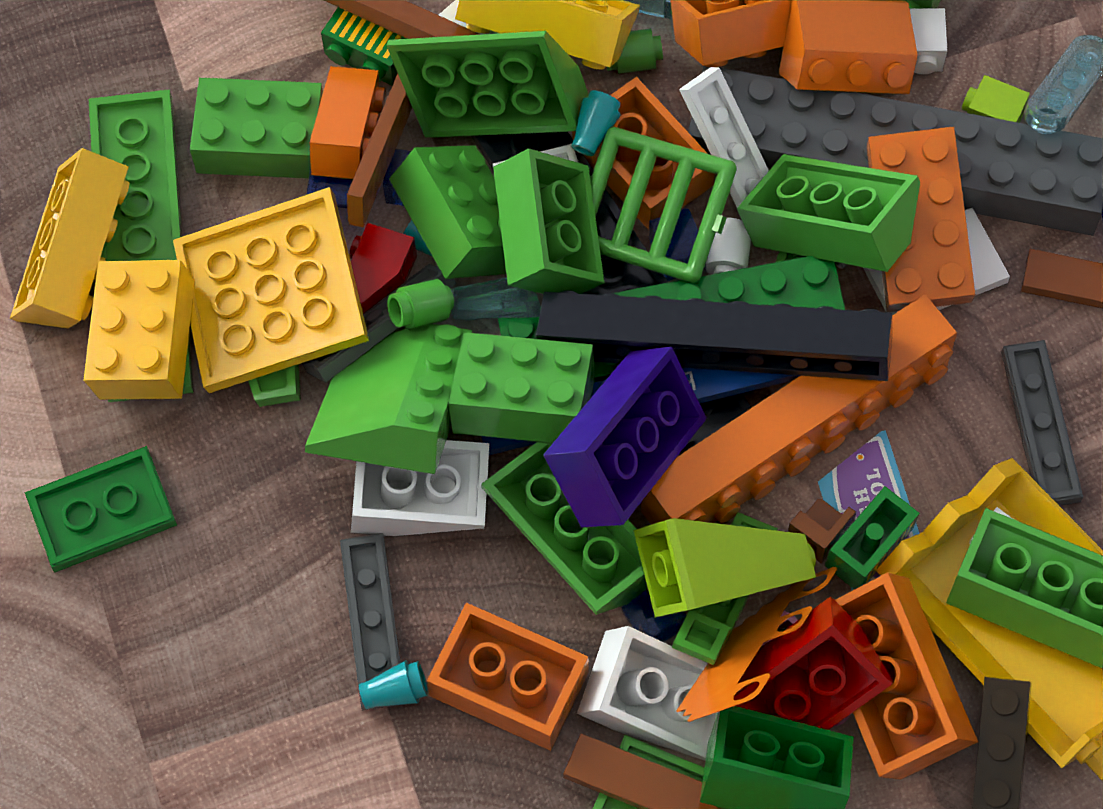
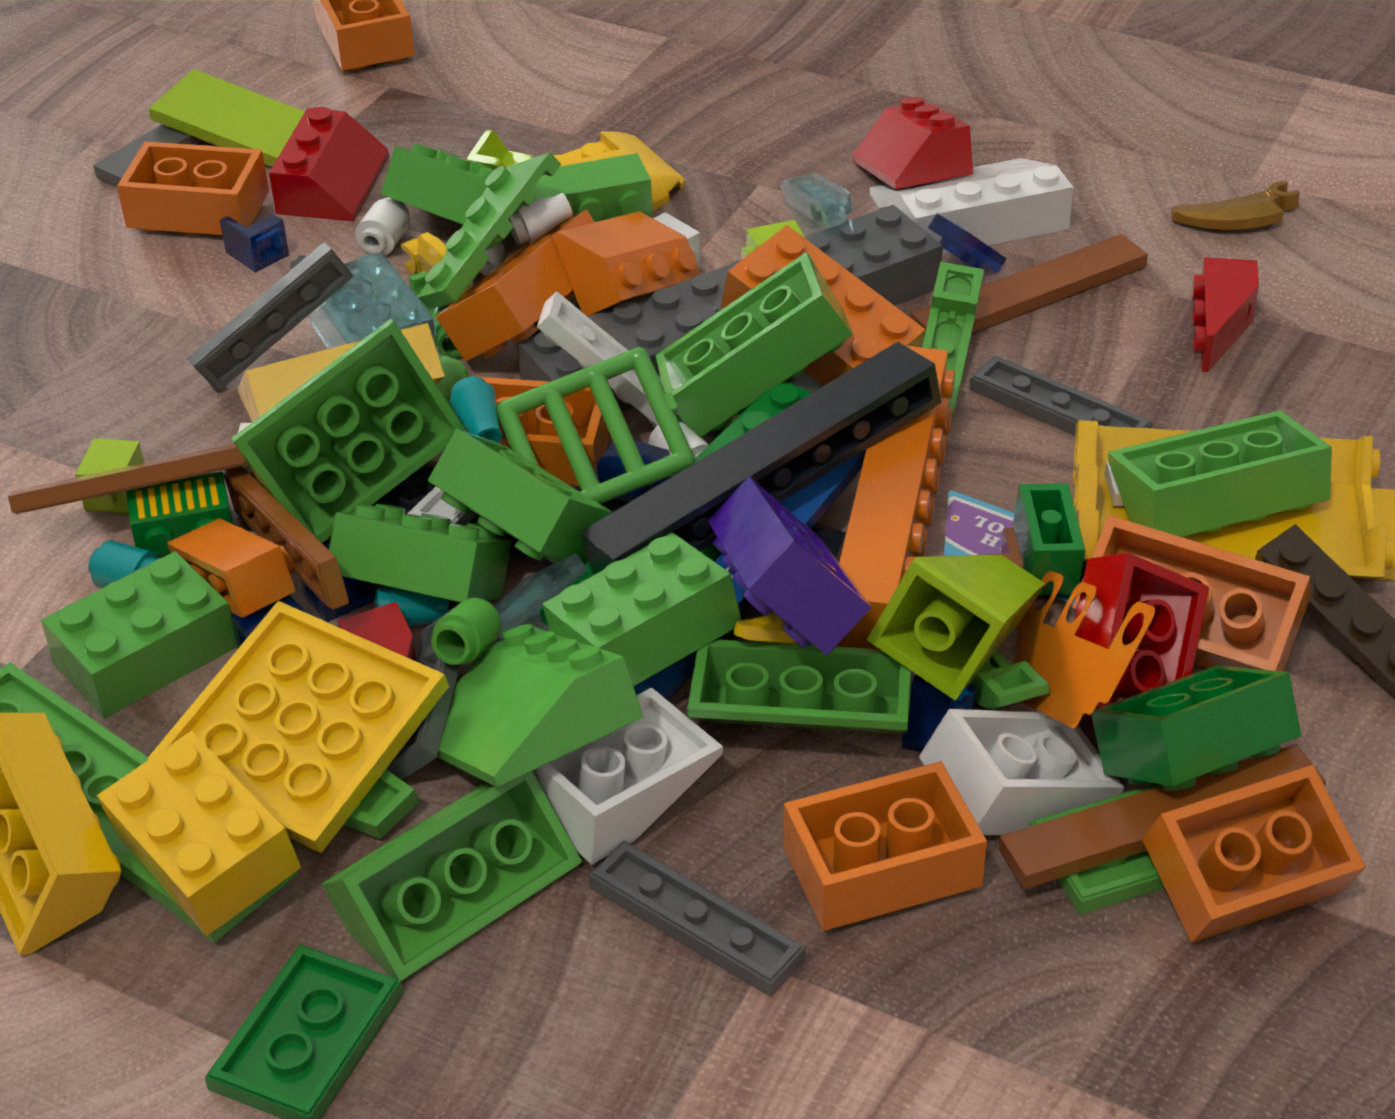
camera: 45 degrees left, 25 degrees down
(260, 474) = (452, 874): none -> bright green slope
(298, 59) = (116, 560): none -> teal brick
(396, 686) = (793, 927): teal cone -> none
(1018, 300) = (953, 316): none -> bright green slope

